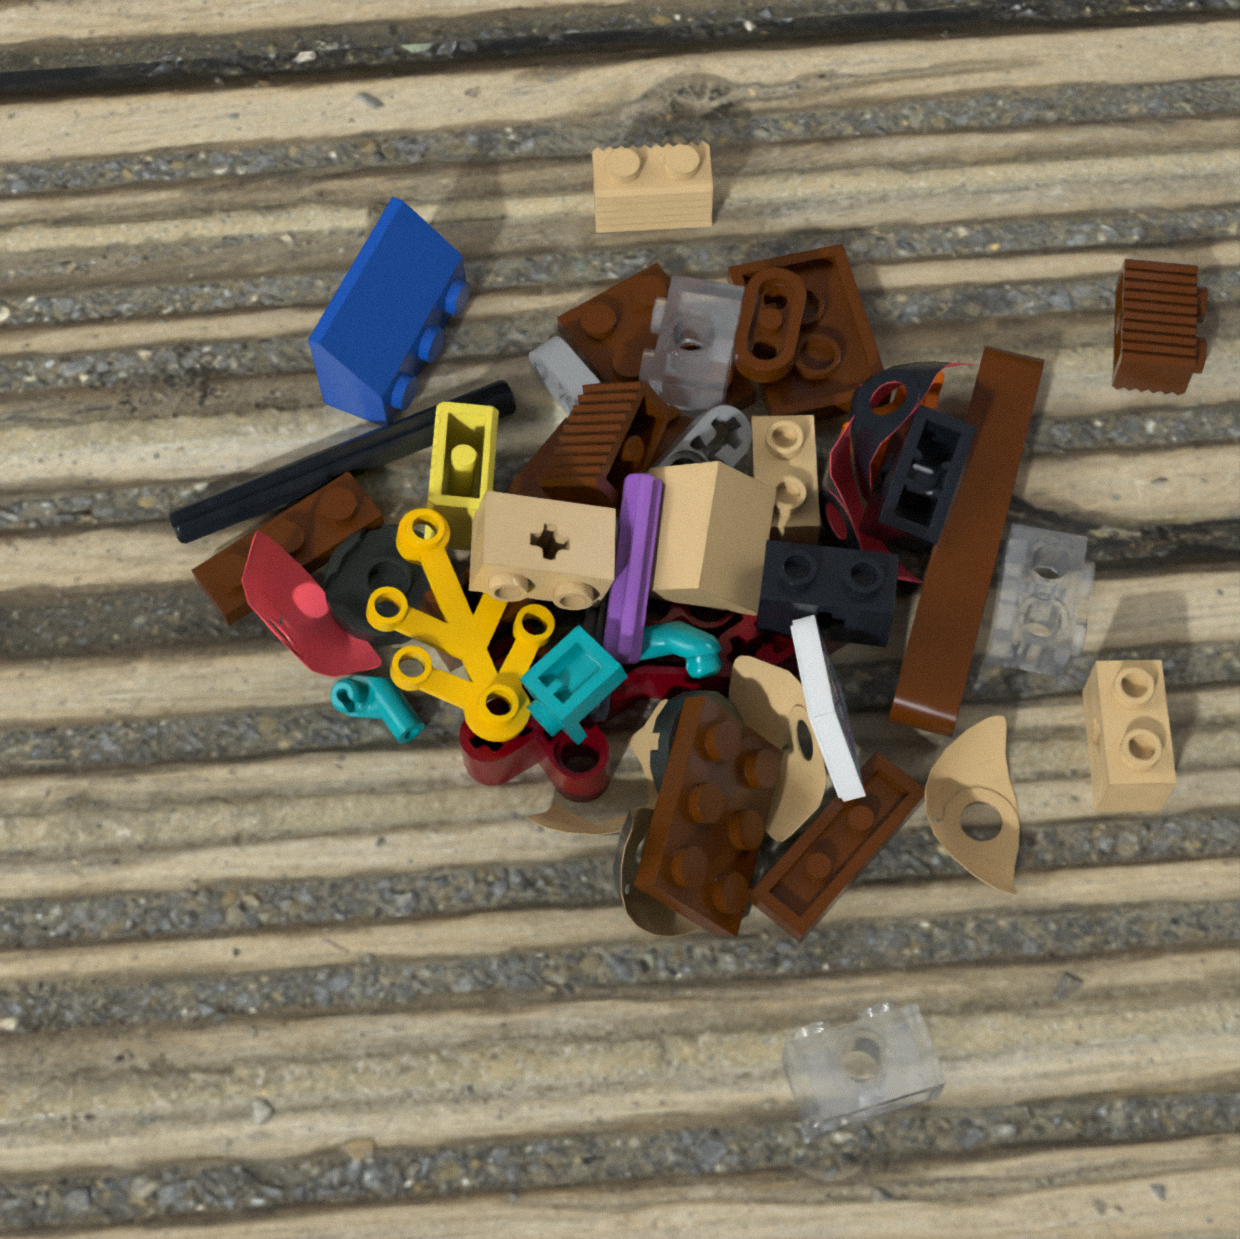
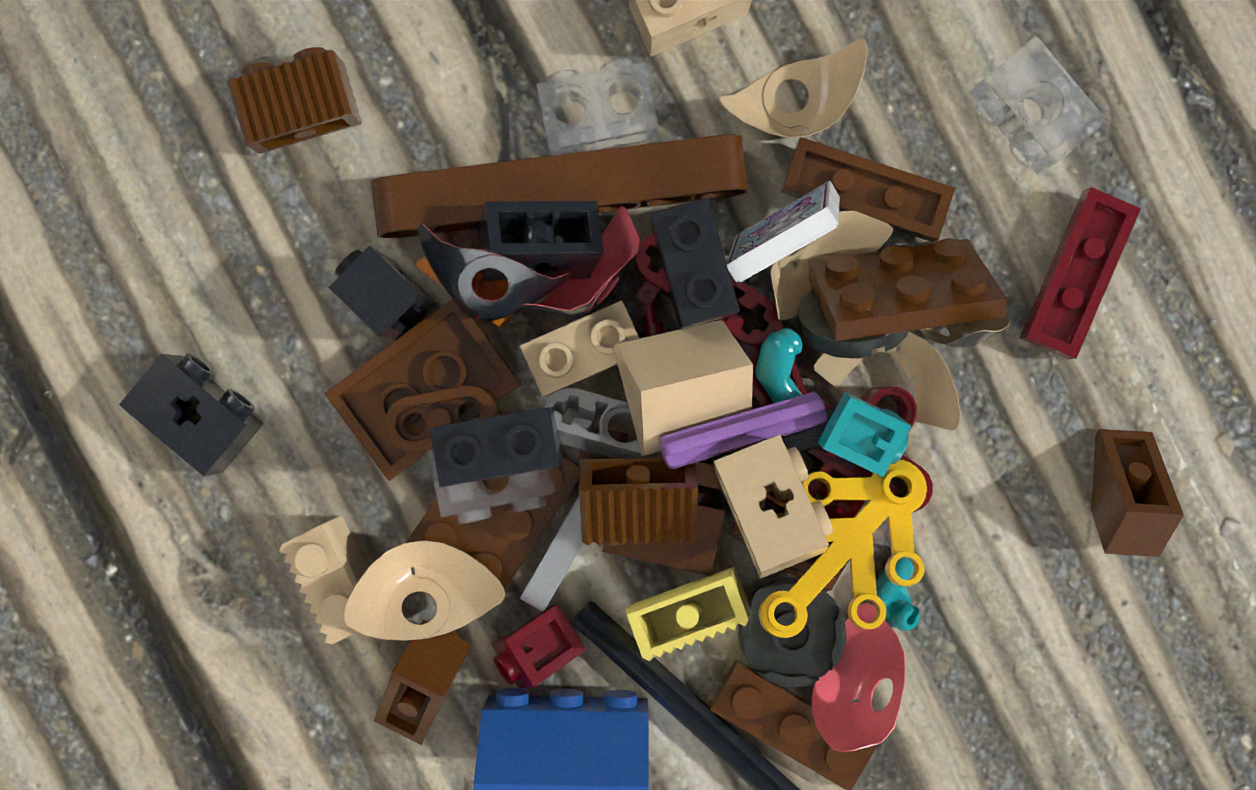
camera: 115 degrees left, 25 degrees up
(364, 989) = (1132, 494): none -> reddish brown slope
(494, 338) = (537, 649): none -> dark red bracket
(516, 227) = (421, 684): none -> reddish brown slope
(625, 214) = (450, 576): none -> tan piece
(642, 1044) = (1080, 273): none -> dark red plate
(720, 331) = (496, 446): none -> black brick
(871, 131) = (164, 407): none -> black brick
(921, 312) = (381, 293): none -> black brick

